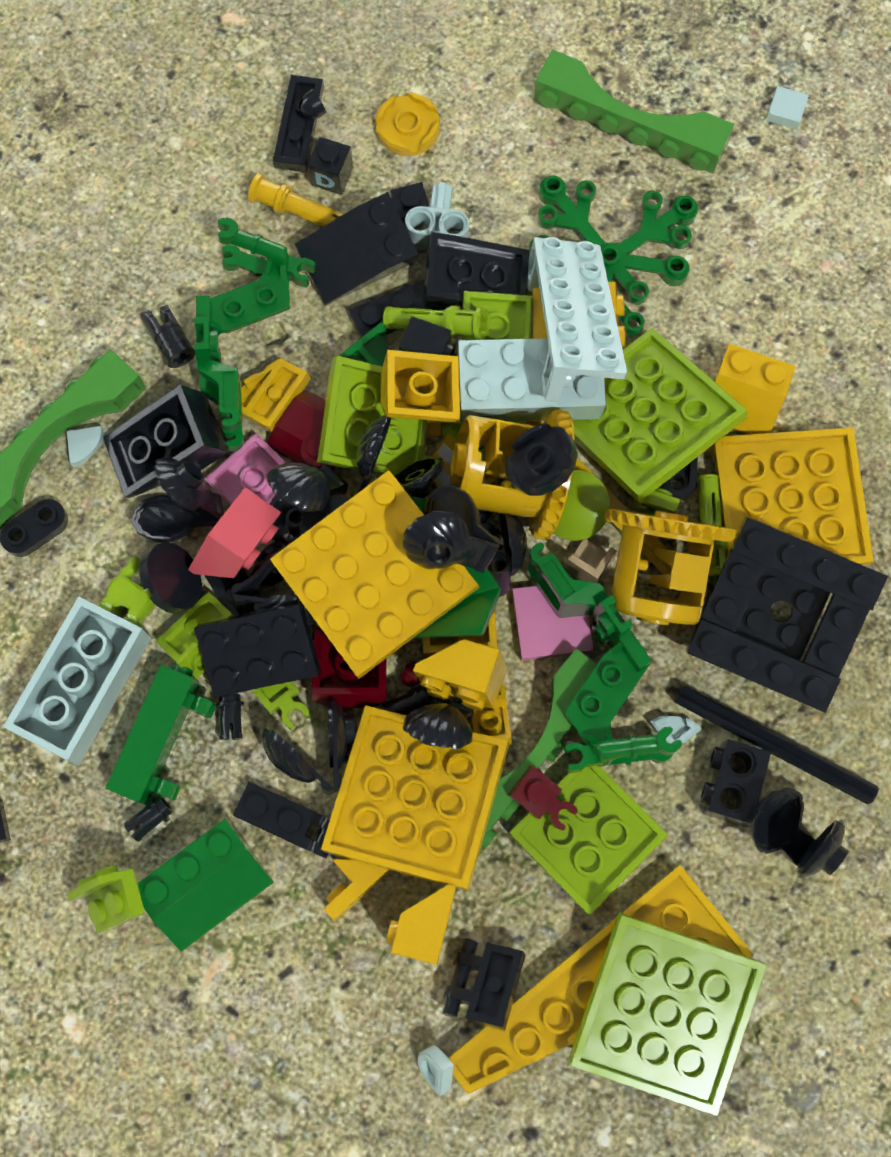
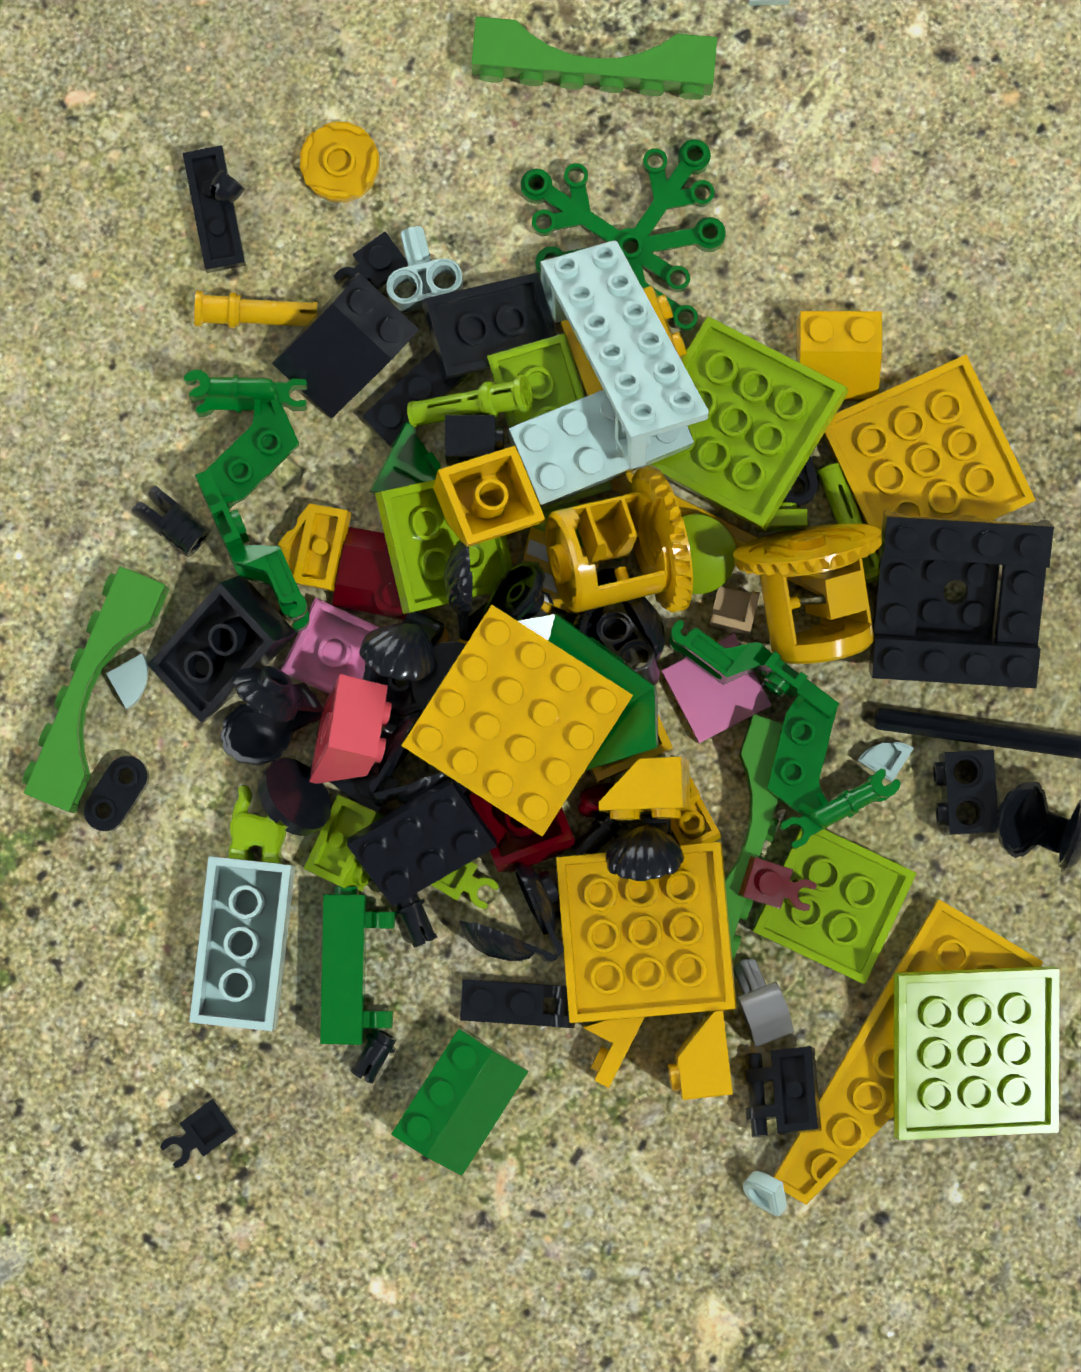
camera: 20 degrees left, 10 degrees up
(111, 897) = (373, 1151): lime bracket -> none
(330, 165) = (274, 251): black brick -> none
(456, 526) = (588, 652): black animal -> none
(493, 899) = (761, 1004): none -> light grey beam
(541, 460) = (651, 539): black tile -> none

